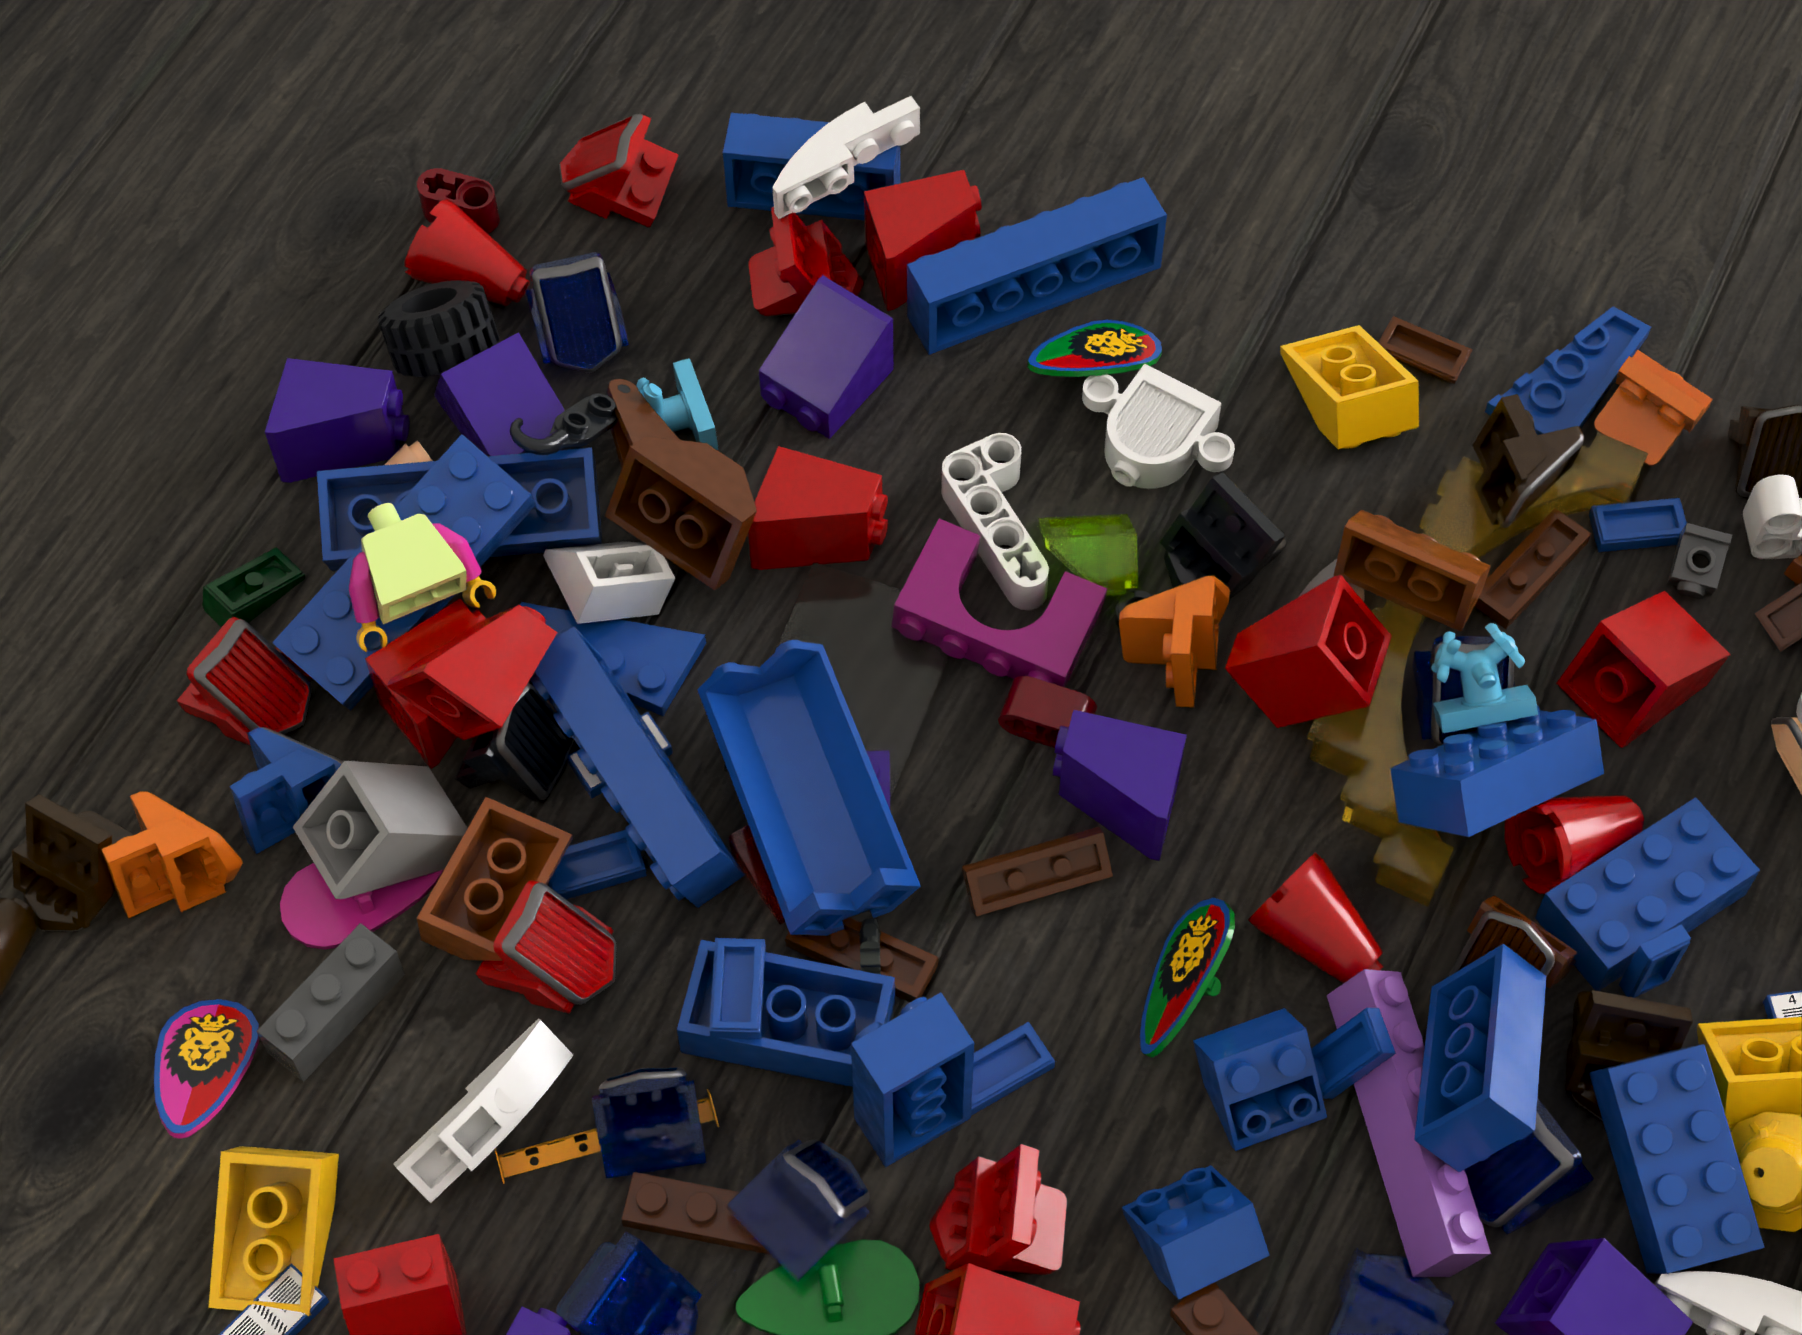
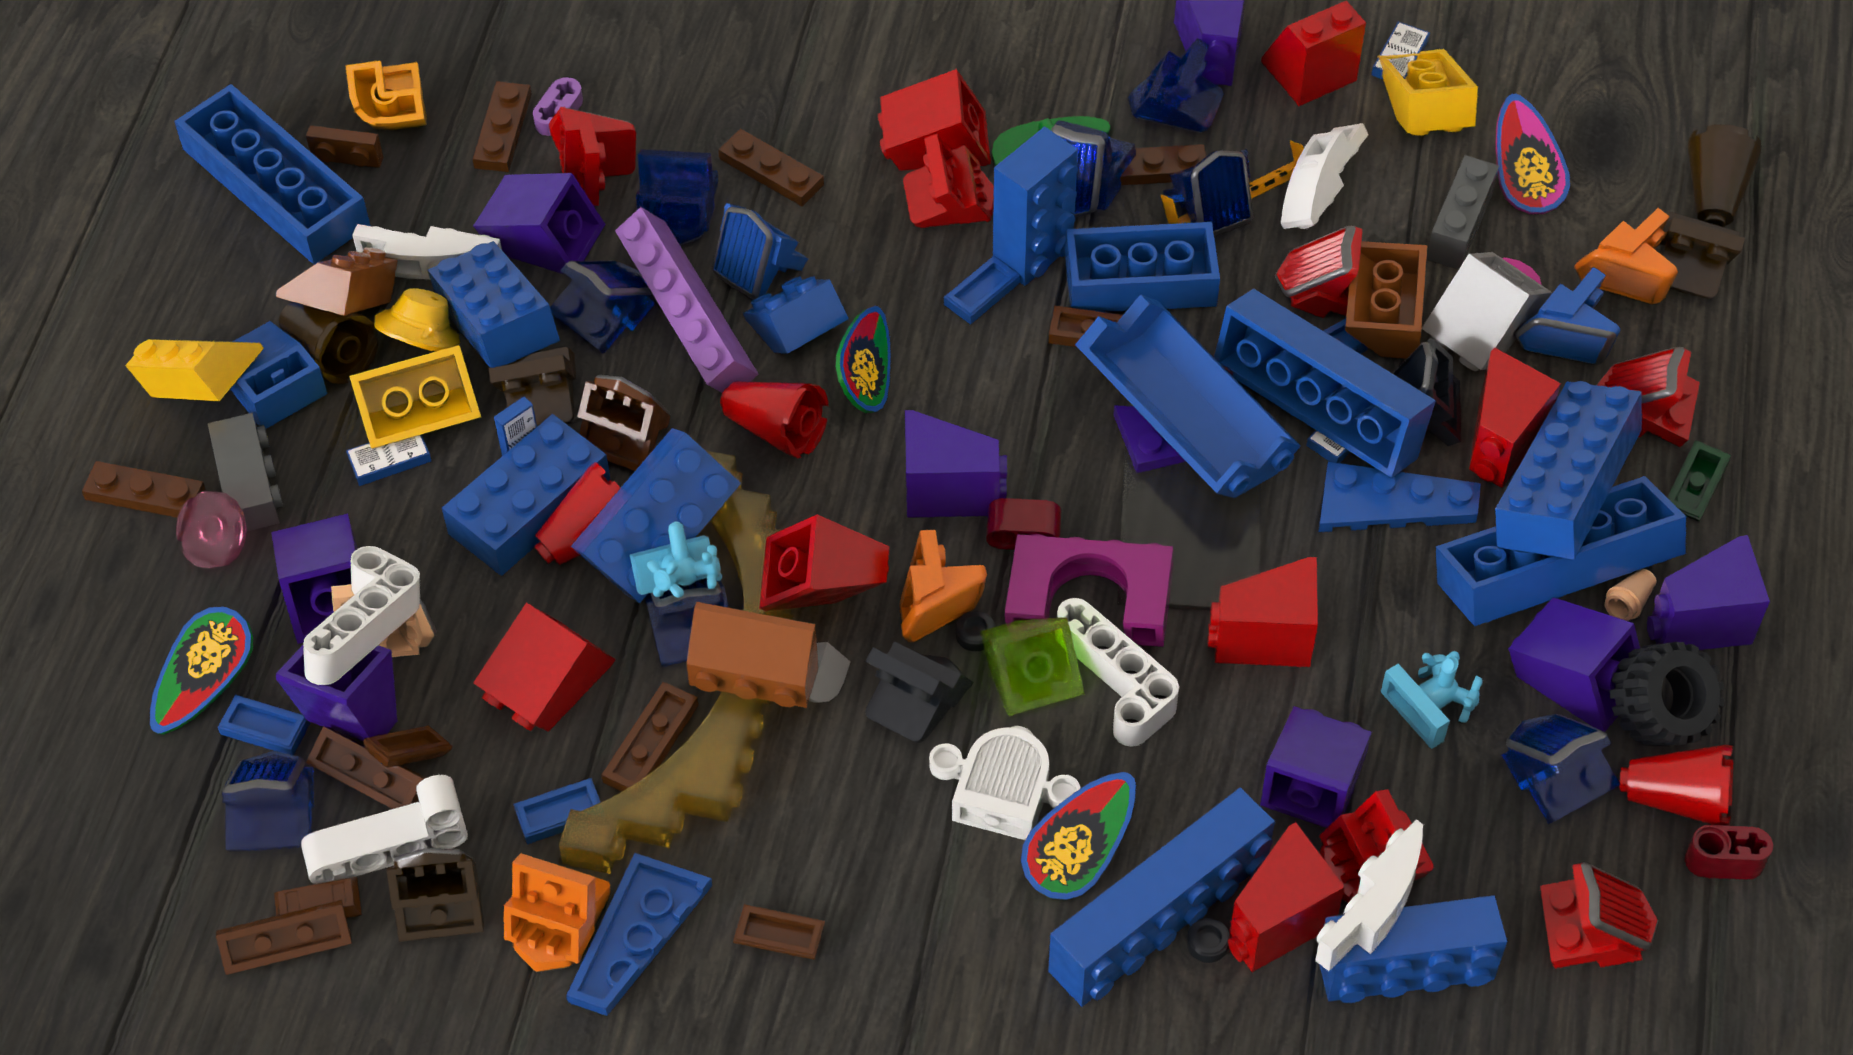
camera: 165 degrees right, 5 degrees down
(409, 568) = (1553, 422): yellowish green torso -> none
(478, 674) = (1467, 363): red slope -> none
(611, 580) = (1410, 529): white slope -> none
(670, 490) = (1399, 579): reddish brown slope -> none
(737, 988) = (1179, 248): blue tile -> none
(870, 946) = (1095, 307): pearl dark grey piece -> none
(1037, 871) = (998, 409): reddish brown plate -> none
(1196, 1230) = (820, 216): blue slope -> none
(1291, 1182) = (752, 252): none -> blue piece
(1352, 1052) = (734, 326): blue tile -> none
(1353, 387) = (842, 872): yellow slope -> none
(1481, 1059) = (639, 309): blue brick -> none
(1518, 461) = (668, 761): dark brown piece -> none
(1704, 542) = (504, 760): dark grey brick -> none

